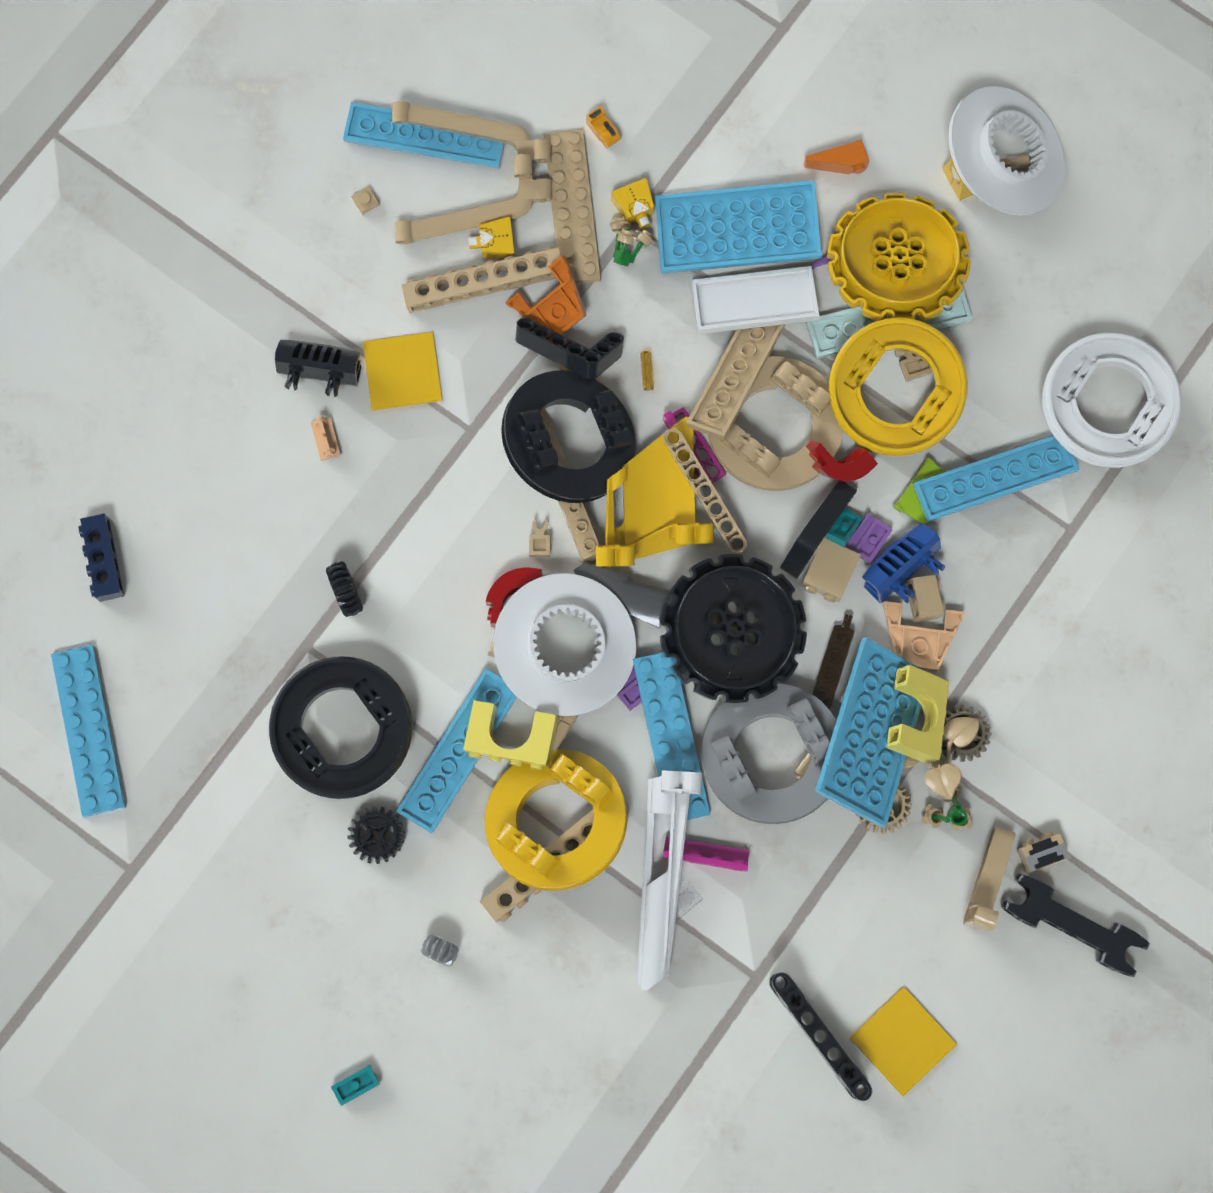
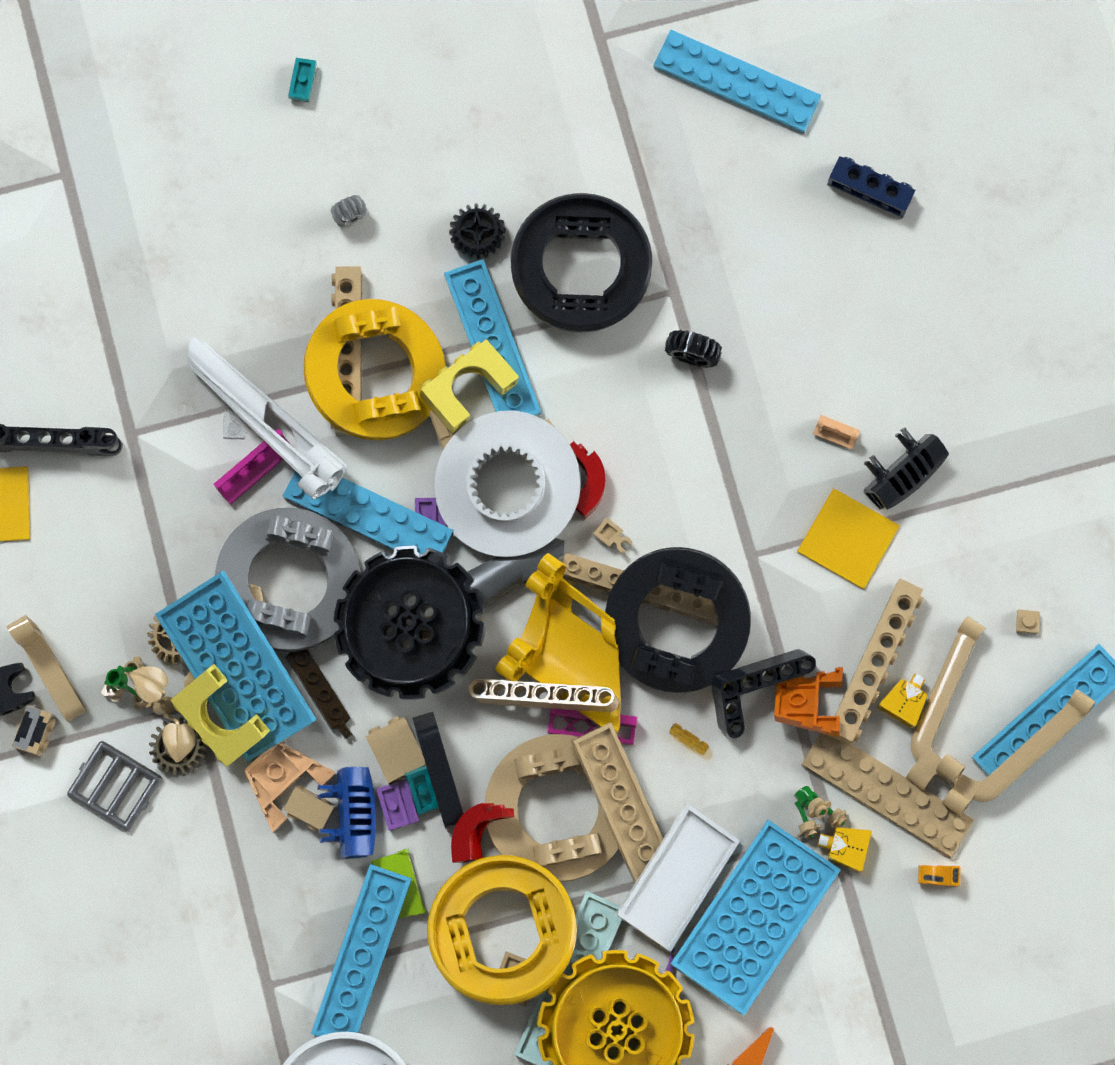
camera: 130 degrees right, 0 degrees up
(1006, 773) = (119, 757): none -> flat silver bar

